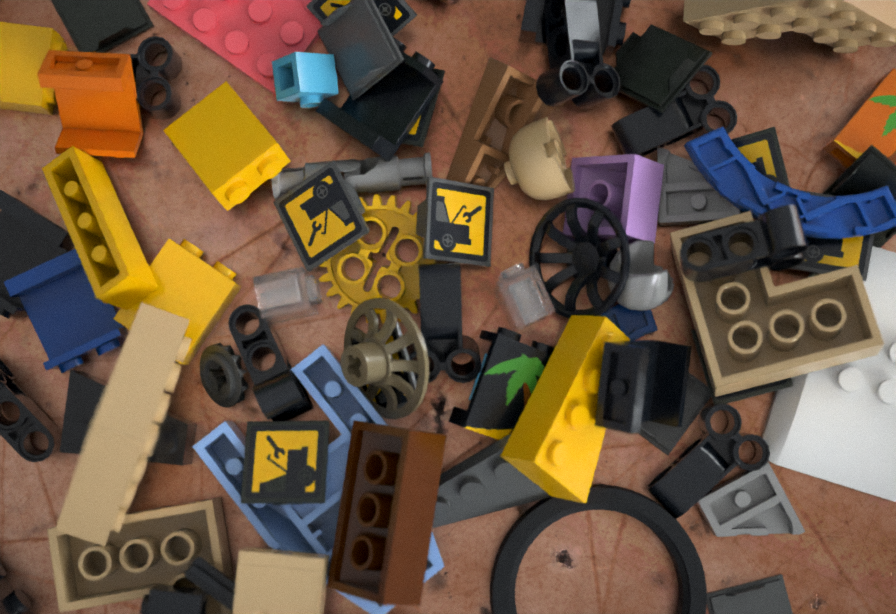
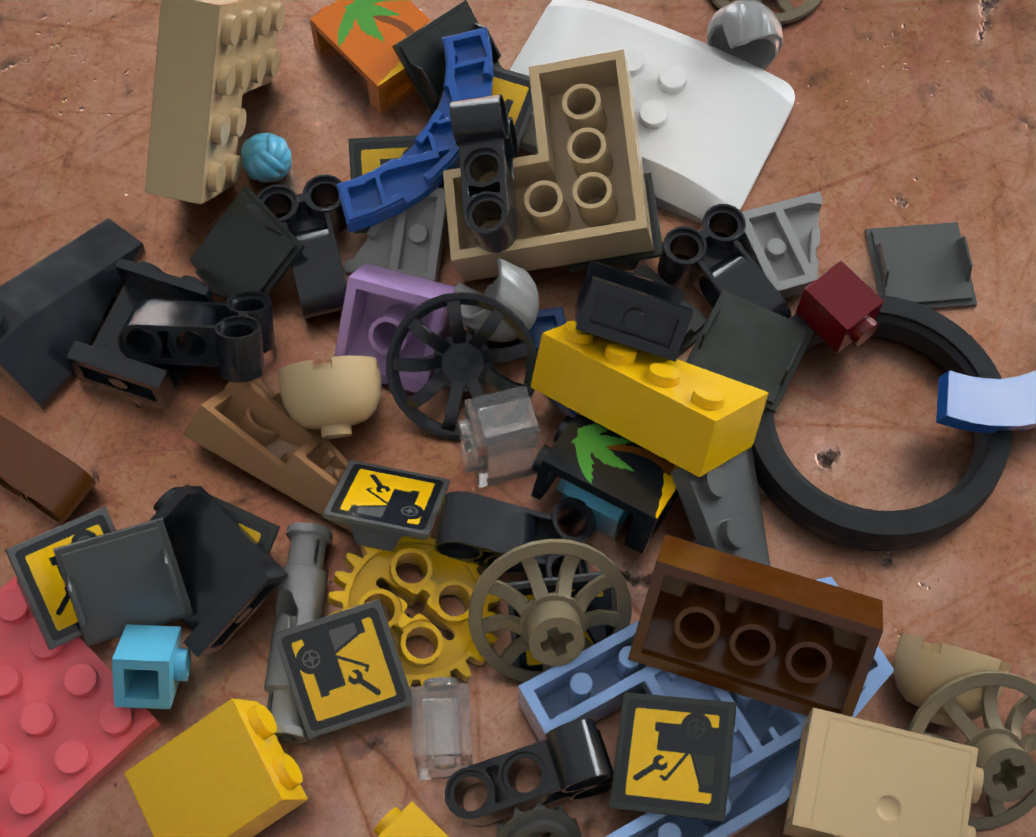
camera: 80 degrees left, 20 degrees down
(634, 485) = (751, 346): none -> pearl dark grey piece
(679, 556) = (840, 307): none -> dark red brick
(752, 63) = (266, 157): none -> medium azure piece

